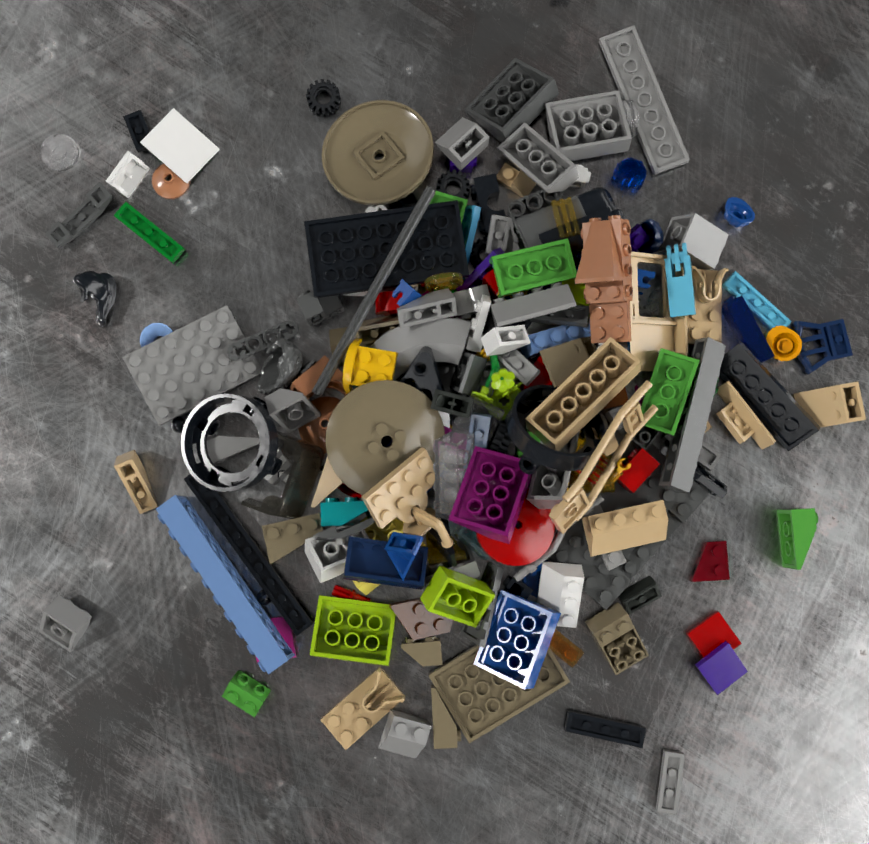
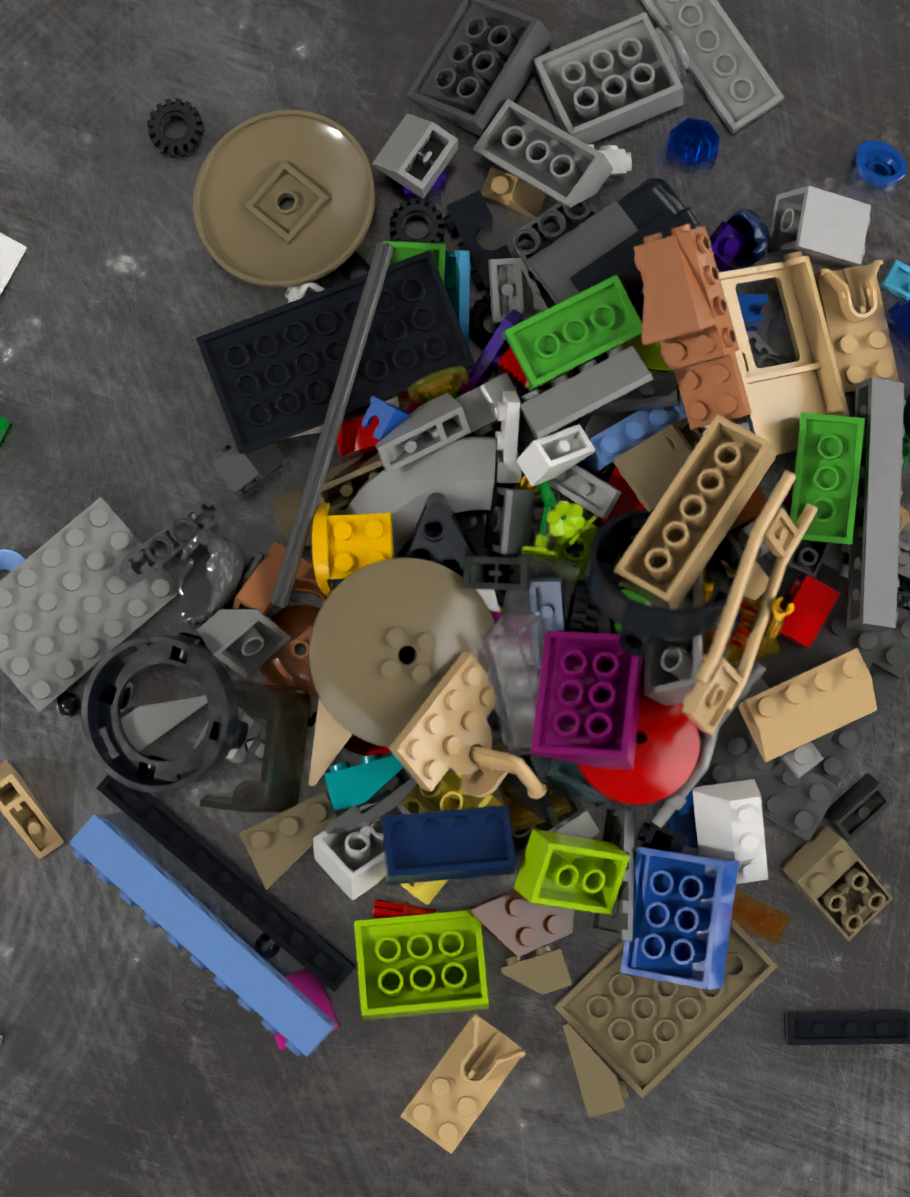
camera: 10 degrees left, 0 degrees up
(246, 693) = (274, 1102): bright green bracket -> none
(402, 550) = (470, 819): blue slope -> none
(404, 734) = (538, 1108): light grey slope -> none
(561, 203) = (595, 220): clear yellow tile -> none
(679, 288) = (813, 310): medium azure hinge -> none

